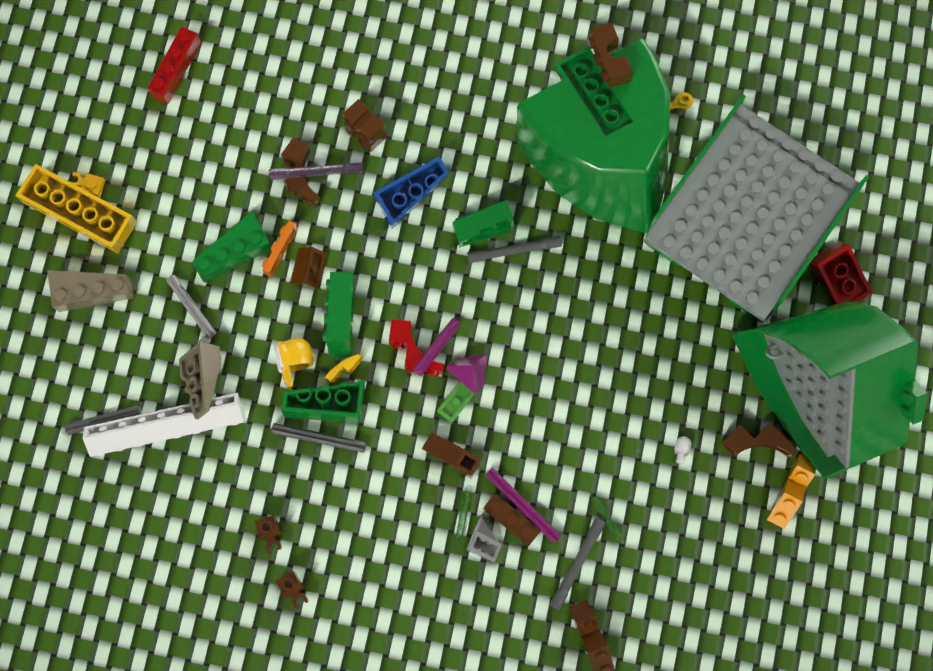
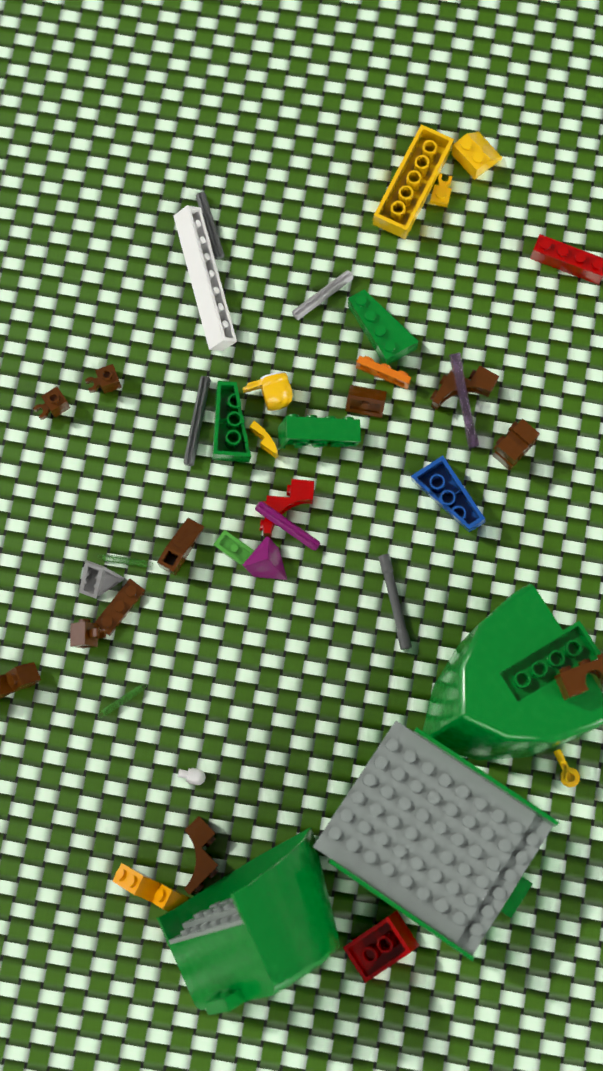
camera: 90 degrees right, 0 degrees up
(51, 148) = (475, 154): none -> yellow slope
(86, 289) = (333, 194): dark tan wedge -> none
(200, 372) = (258, 306): dark tan wedge -> none
(483, 224) = (417, 567): green wedge -> none
(522, 505) = (133, 617): magenta axle -> none
(541, 552) = (85, 634): none -> reddish brown brick
(562, 593) = (105, 686): dark grey piece -> none

